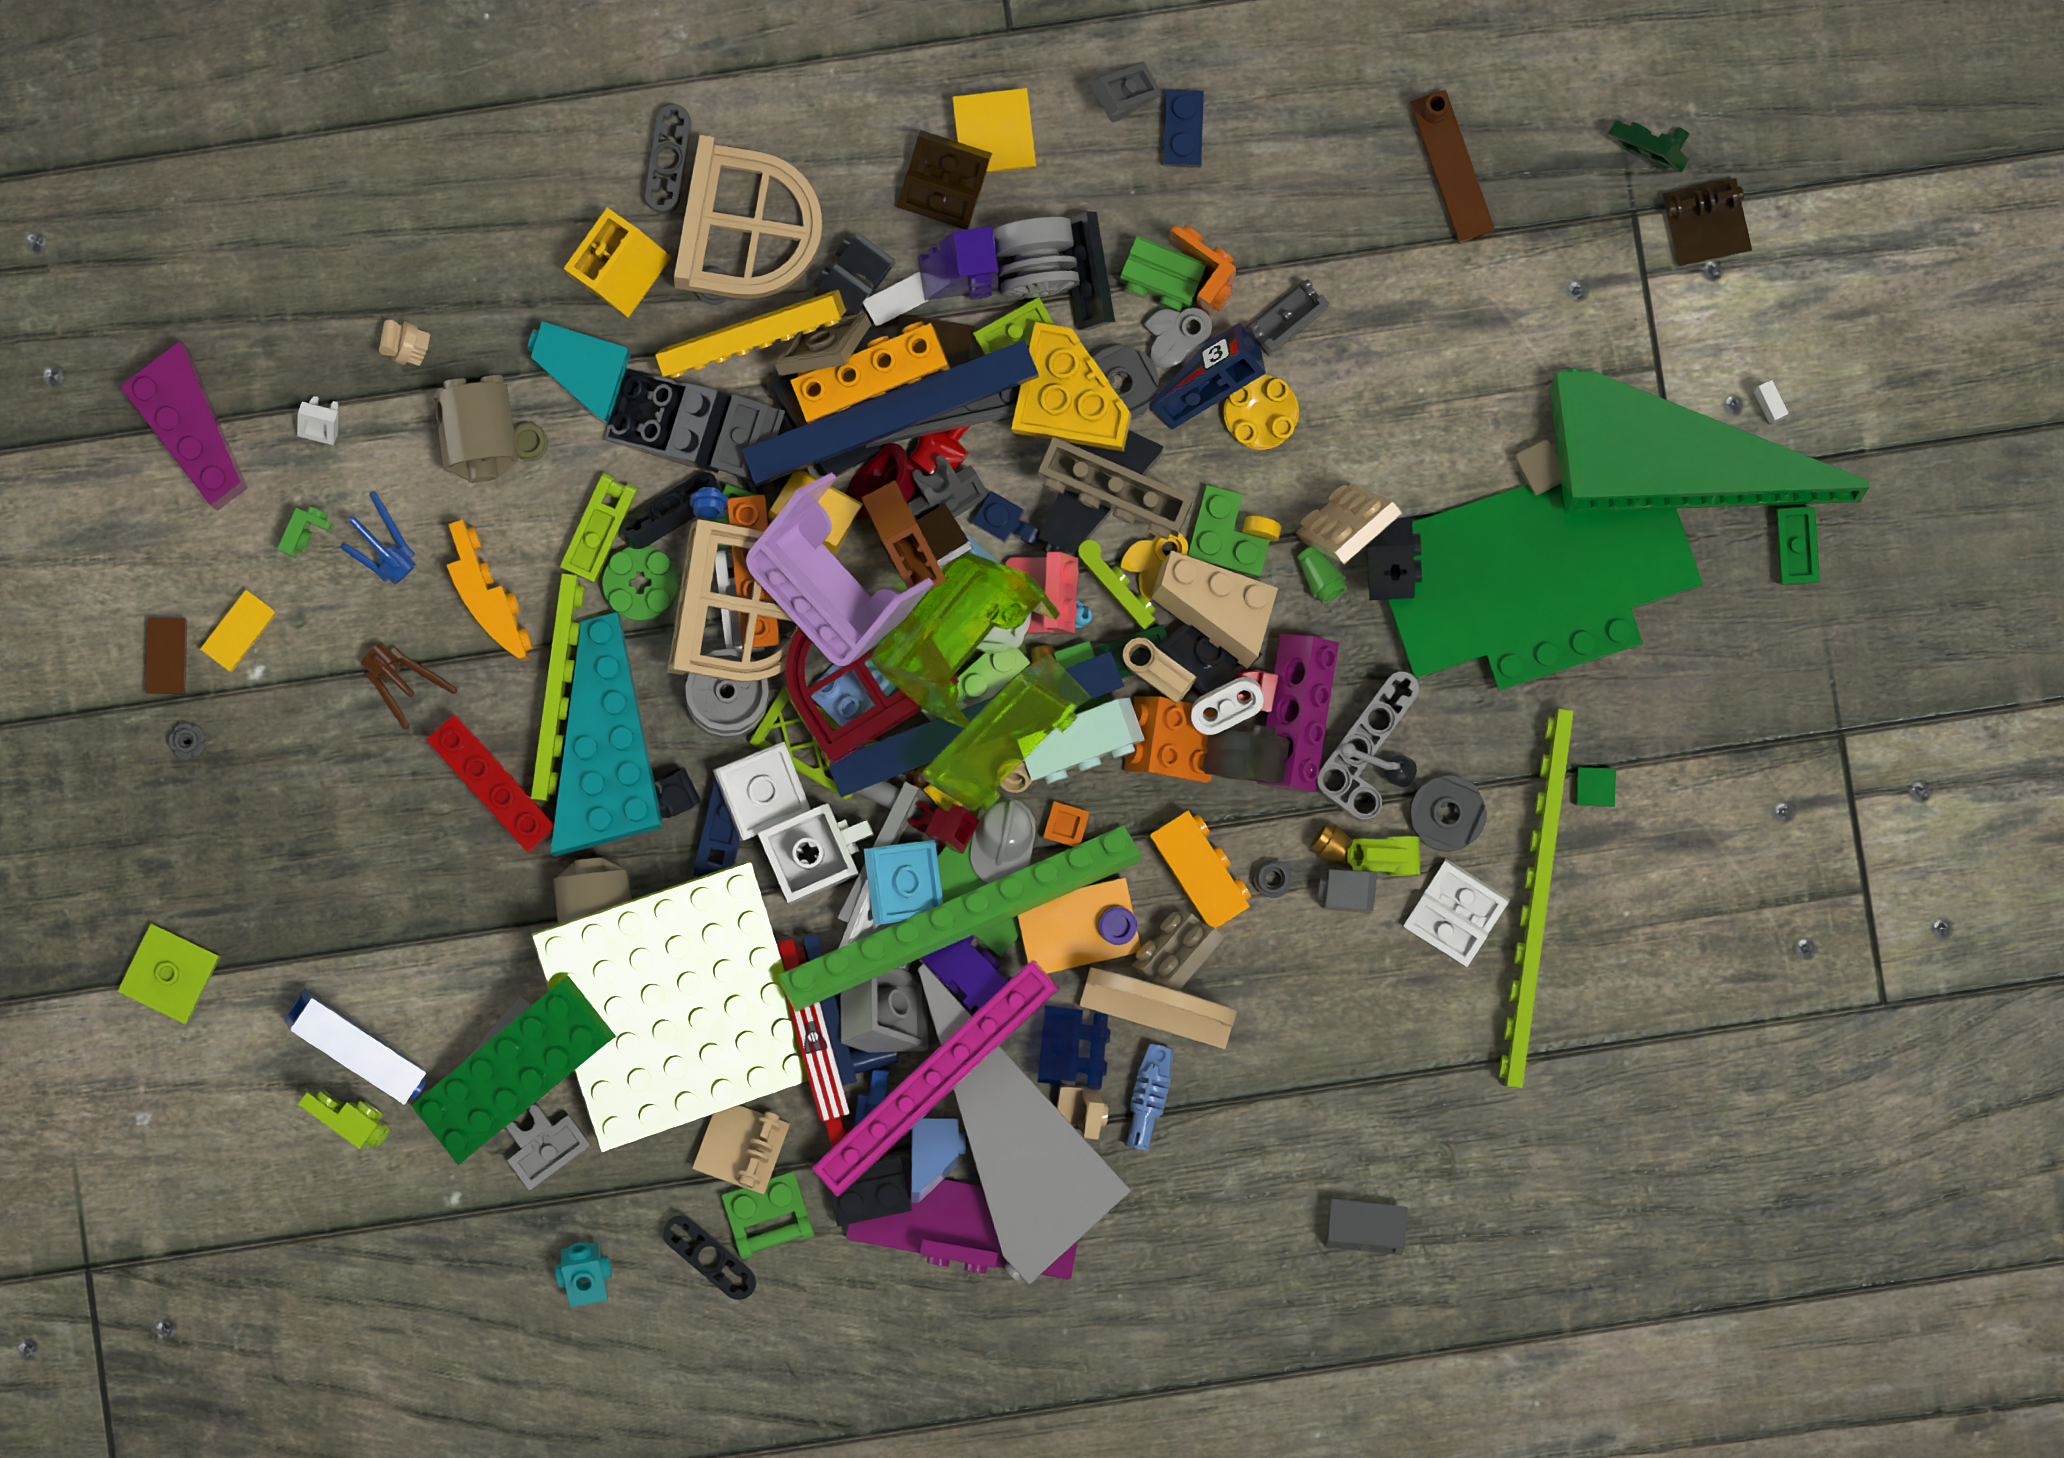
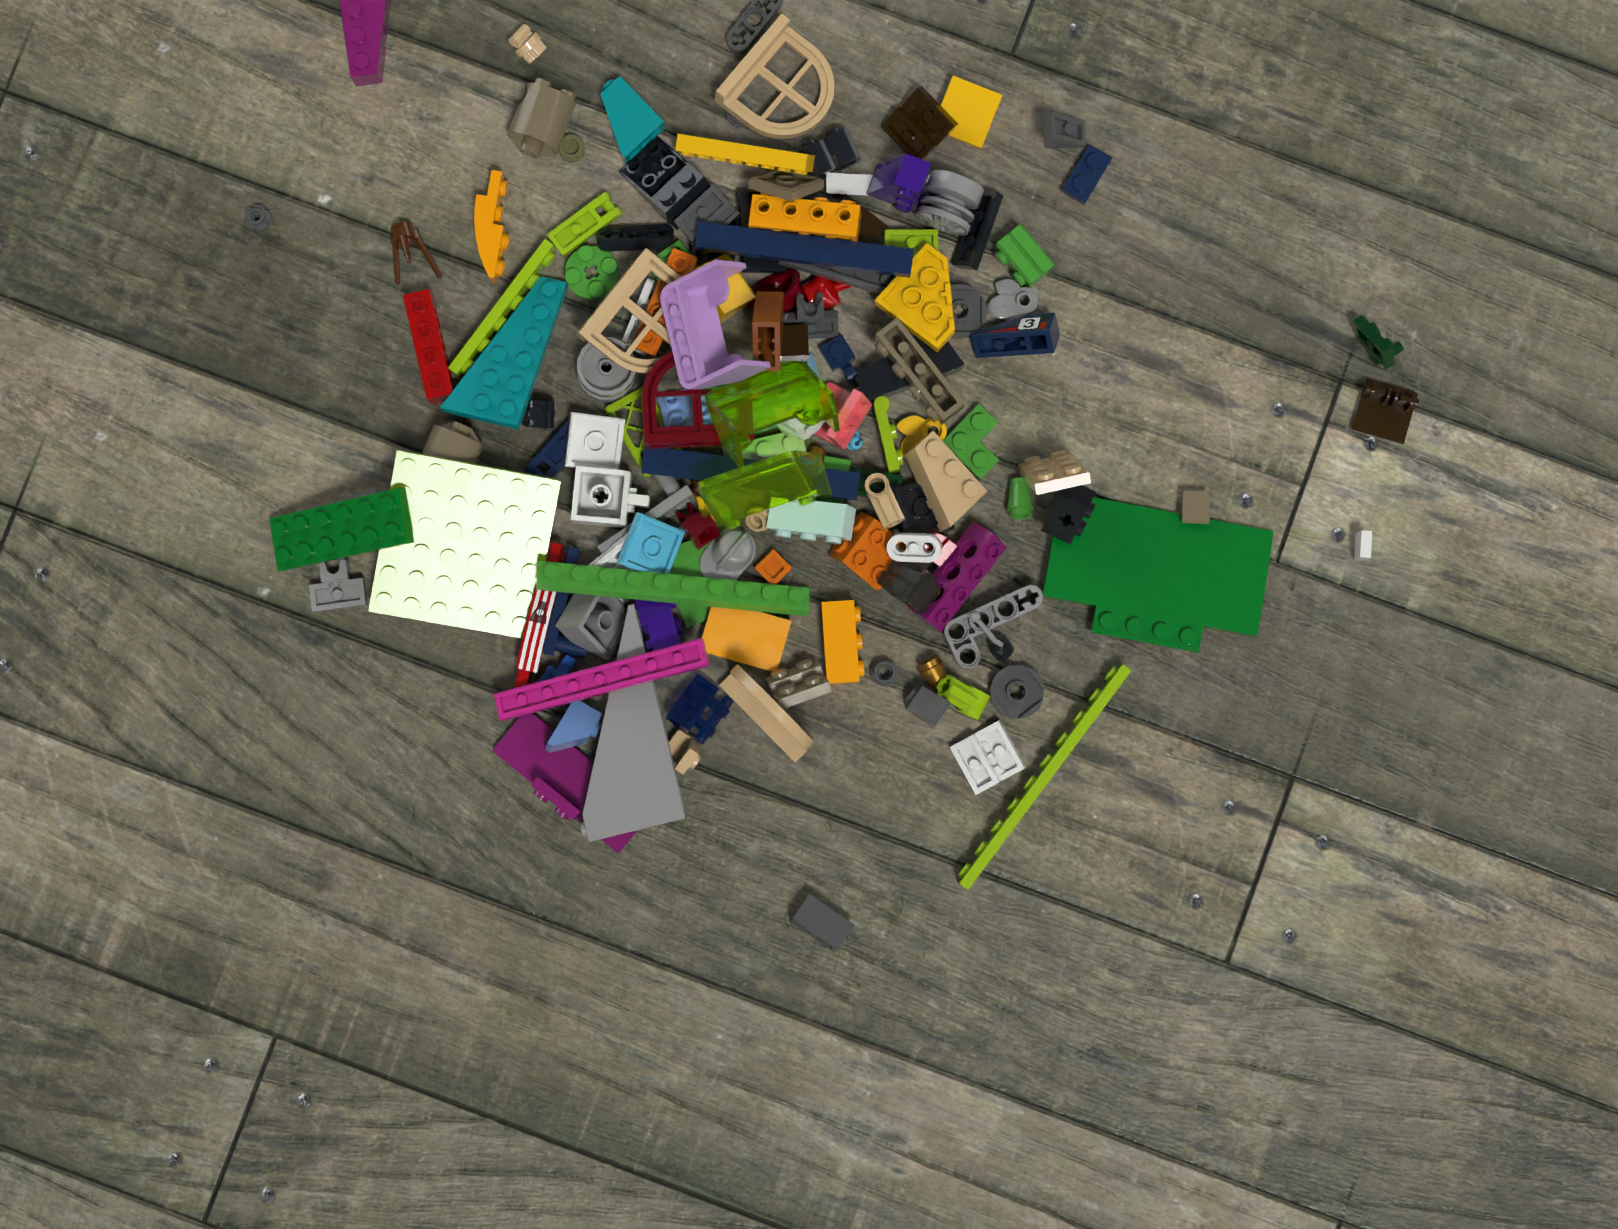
camera: 25 degrees right, 0 degrees up
(166, 656) = (274, 158): reddish brown tile -> none
(169, 974) = (165, 355): lime plate -> none
(238, 631) = (327, 167): yellow tile -> none
(297, 534) = (395, 126): bright green bracket -> none
(318, 422) = (447, 64): white tile -> none
(355, 1047) = (253, 463): slope -> none
(355, 1122) = (226, 509): lime plate -> none
(394, 562) = (446, 177): blue plant -> none
(584, 1273) = (316, 682): teal brick -> none
(617, 263) = (686, 65): yellow slope -> none
(681, 1247) = (416, 731): black beam -> none
(708, 503) = (659, 244): blue plate -> none
(742, 1147) = (459, 657): tan hinge -> none
(750, 1208) = (455, 700): bright green plate -> none
(874, 1195) = (525, 732): black plate -> none
(1117, 925) = (770, 648): dark purple tile -> none
(1149, 1094) = (732, 765): medium blue hinge -> none
(1218, 288) = (1050, 284): orange bracket -> none
(1262, 413) = (1038, 377): yellow dish -> none
(1262, 527) = (998, 448): yellow tile -> none
(1287, 317) = (1087, 327): dark grey hinge -> none
(1452, 166) = (1242, 289): reddish brown piece -> none
(1595, 787) = (1119, 726): green tile -> none
(1650, 454) = (1269, 535): green slope -> none
(1797, 546) = (1330, 645): green plate -> none

